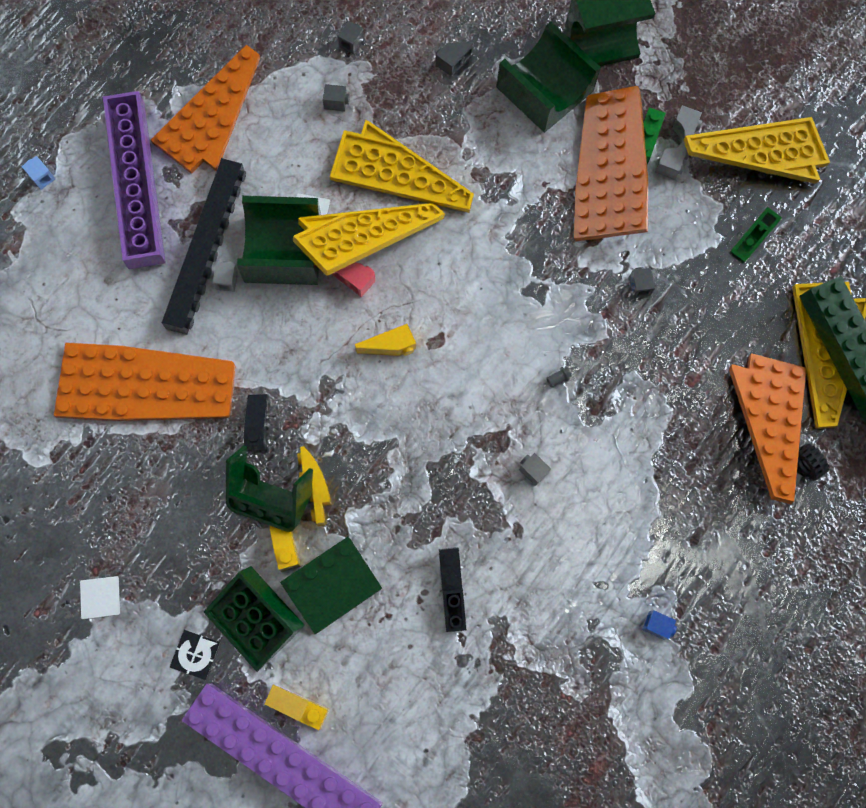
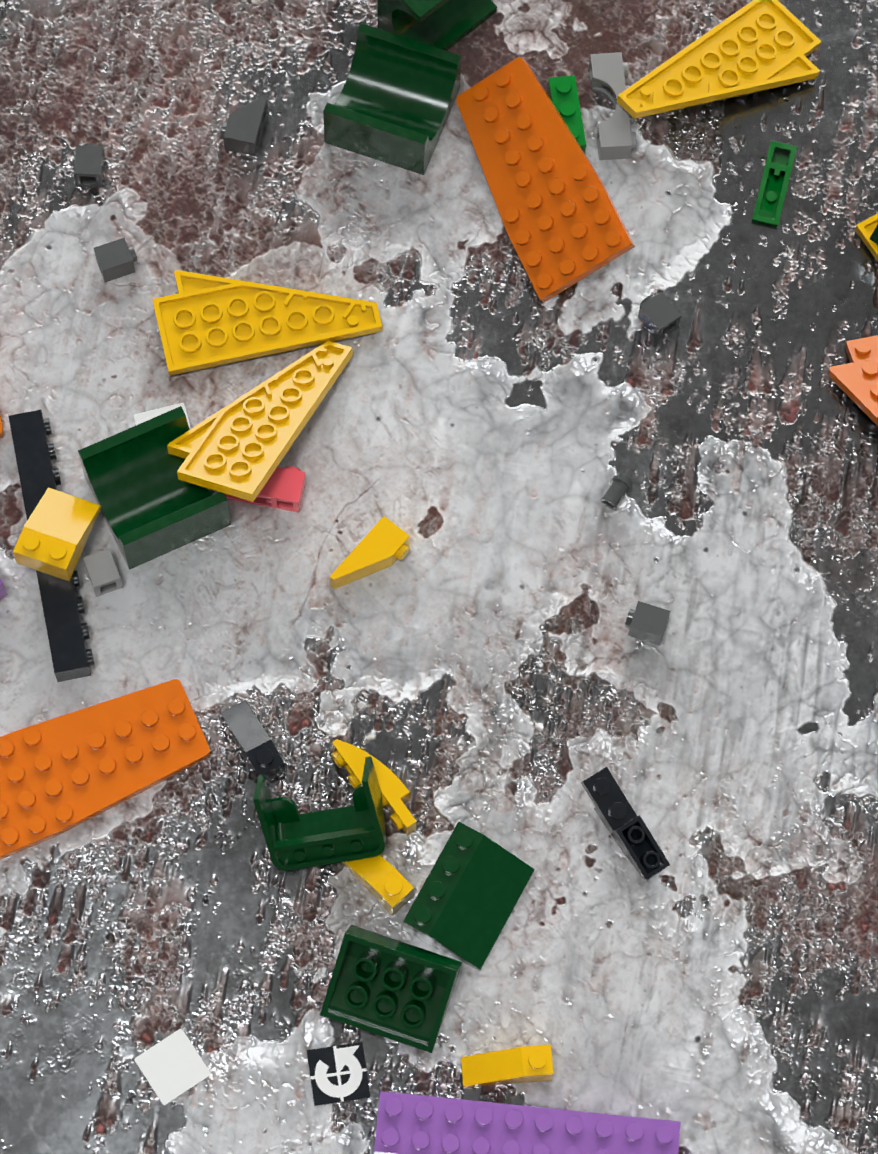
camera: 25 degrees left, 5 degrees down
(207, 239) = (56, 534): none -> yellow slope

